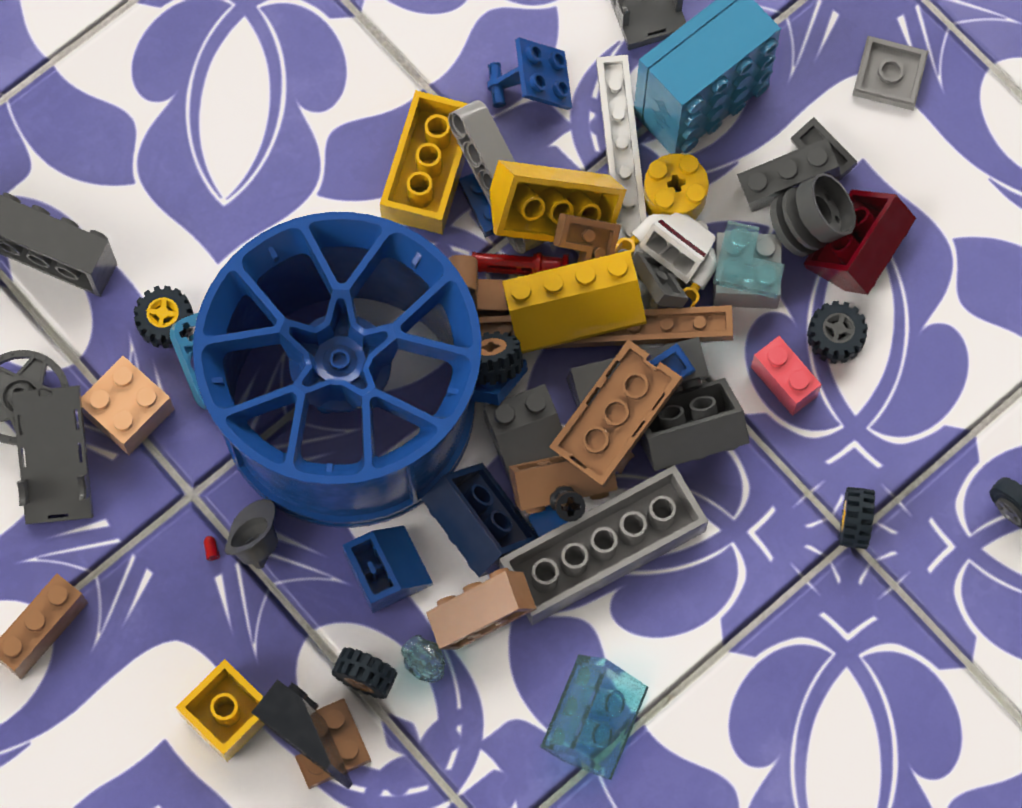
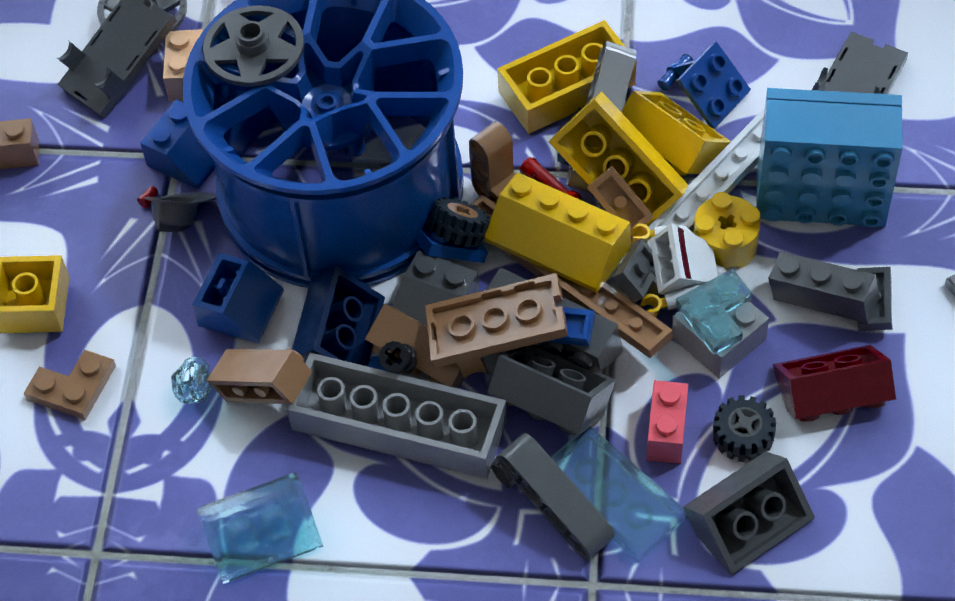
camera: 50 degrees right, 15 degrees down
(196, 480) = (175, 149): none -> blue slope
(257, 367) = (253, 45): none -> dark grey wheel
(295, 720) = (51, 343): black slope -> none
(364, 673) = (140, 350): black wheel -> none
(554, 137) = (674, 131): none -> yellow slope
(769, 501) = (554, 494): none -> dark grey beam
(799, 461) = (621, 492): none -> clear light blue tile
(812, 215) = (808, 323): dark grey wheel -> none
(857, 517) = (606, 563): black wheel -> none
(901, 390) = (749, 511): none -> dark grey slope

